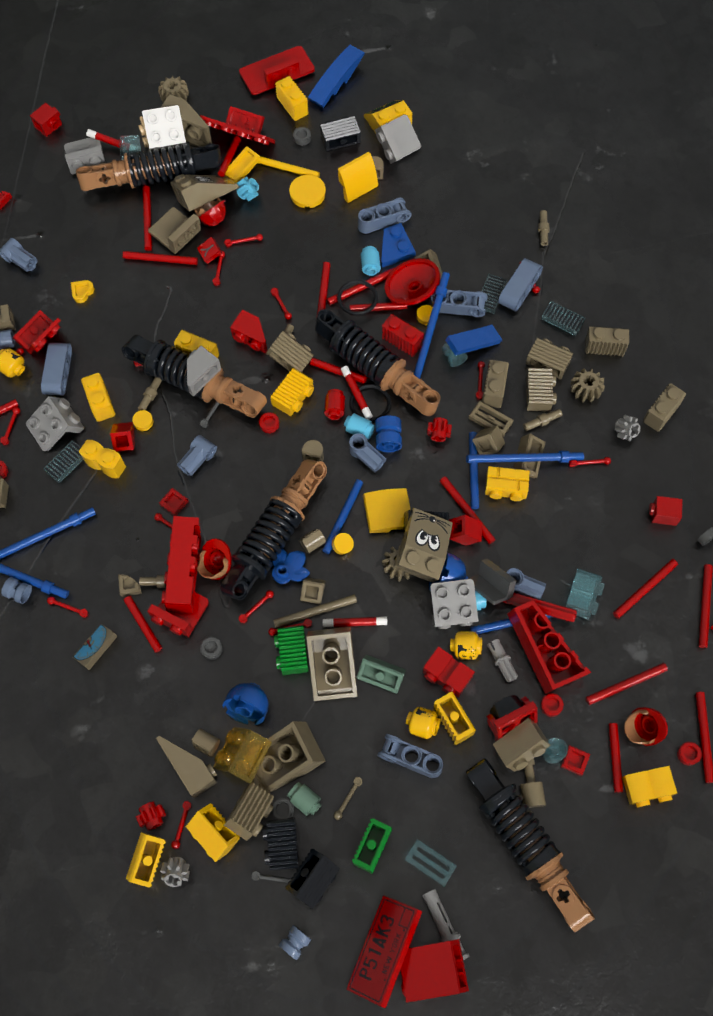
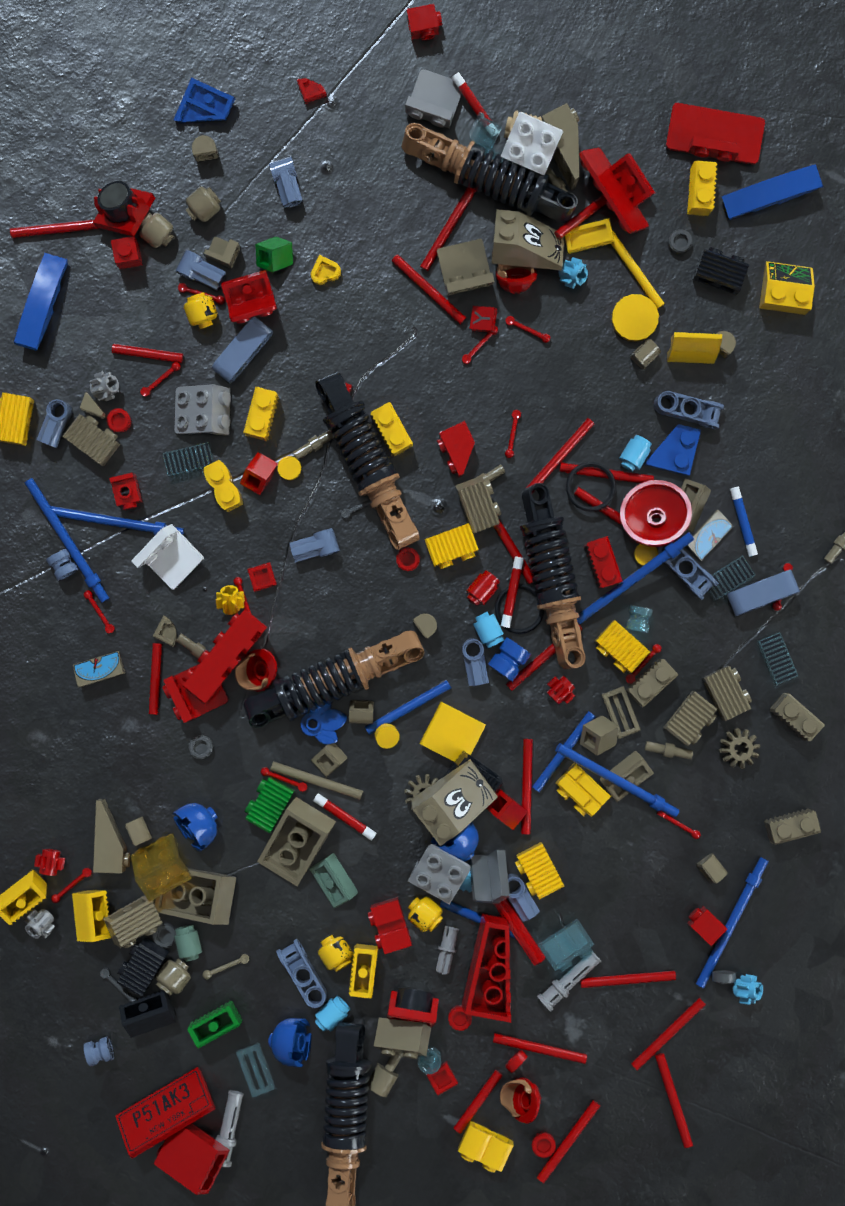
camera: 30 degrees right, 20 degrees up
(32, 509) = (126, 481): none -> red brick
(38, 300) = (274, 254): none -> green panel
(94, 529) = (169, 556): none -> white bracket
(160, 529) = (230, 600): none -> yellow gear
(173, 86) = (587, 90): dark tan gear -> none
(201, 369) = (371, 472): light grey slope -> none
(243, 617) = (247, 739): red hinge -> none
(311, 834) = (172, 977): none -> dark tan head
(330, 204) = (645, 353): none -> dark tan brick
(398, 138) = (772, 327): light grey bracket -> none
(408, 431) = (534, 665): none -> red bar
(440, 816) = (291, 1042): none -> blue cylinder
(455, 771) = (332, 1013): none -> medium azure brick
(457, 376) = (621, 647): none -> yellow brick
(458, 274) = (709, 535): none -> slope
(472, 256) = (743, 521): none -> blue bar
(473, 340) = (666, 621): blue tile -> none
(522, 556) = (539, 870): none -> yellow brick
(605, 626) = (560, 988): none -> light grey pin
(618, 702) = (516, 1061): none -> red tile
(627, 427) = (739, 820): light grey gear -> none
(636, 473) = (711, 869): none -> dark tan brick
(671, 462) = (753, 881): none -> blue bar

